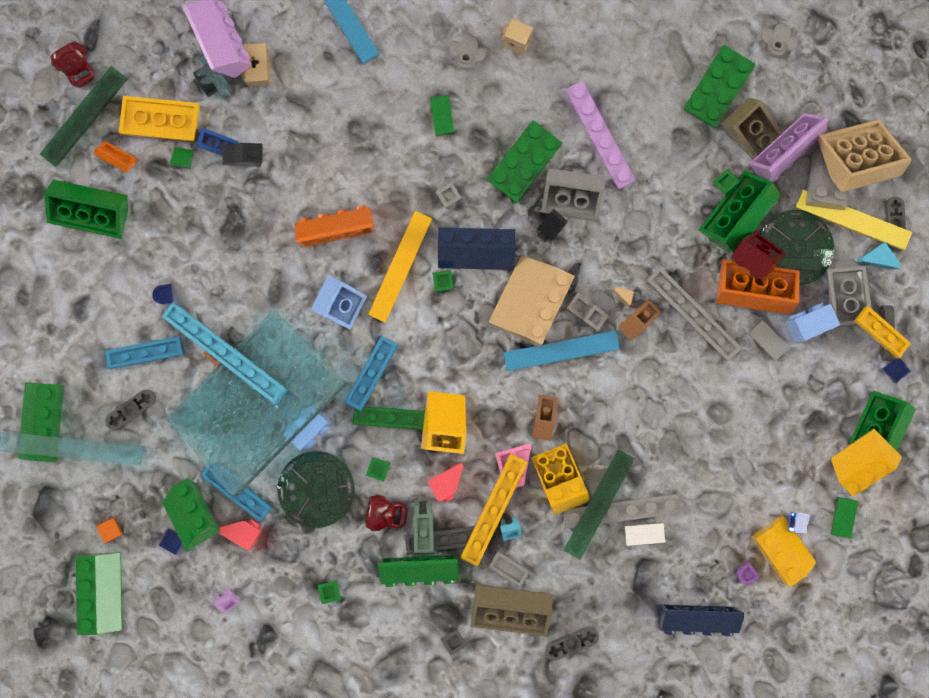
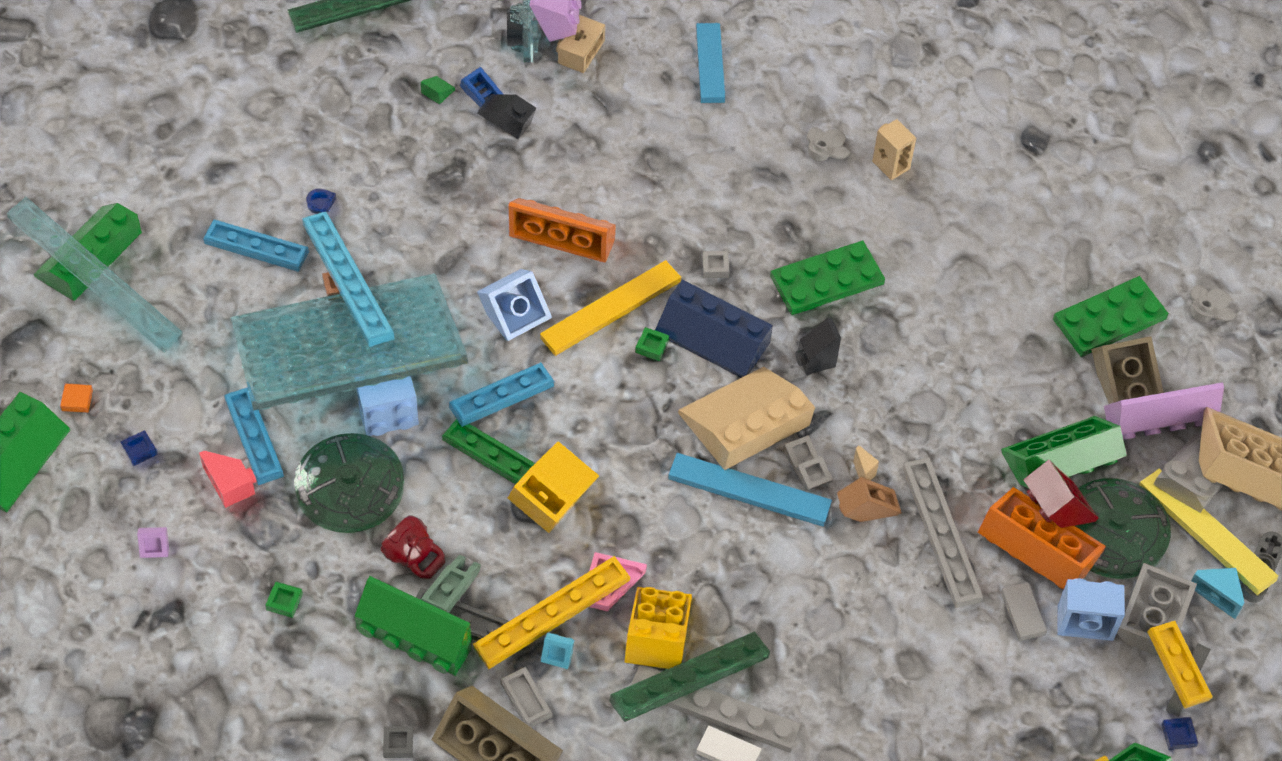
camera: 25 degrees right, 30 degrees down
(86, 208) = (298, 81): green slope -> none
(115, 156) = (366, 51): orange plate -> none
(116, 413) = (188, 284): dark grey beam -> none
(159, 118) = (439, 41): yellow plate -> none
(190, 514) = (183, 420): green slope -> none
(378, 469) = (439, 497): green plate -> none
(442, 115) = (758, 188): green tile -> none
(446, 483) = (514, 553): coral slope -> none
(544, 417) = (681, 547): medium nougat slope -> none
(573, 194) = (868, 333): light grey slope -> none
(600, 135) = (935, 296): lavender plate -> none
(727, 182) = (1065, 413): green plate -> none

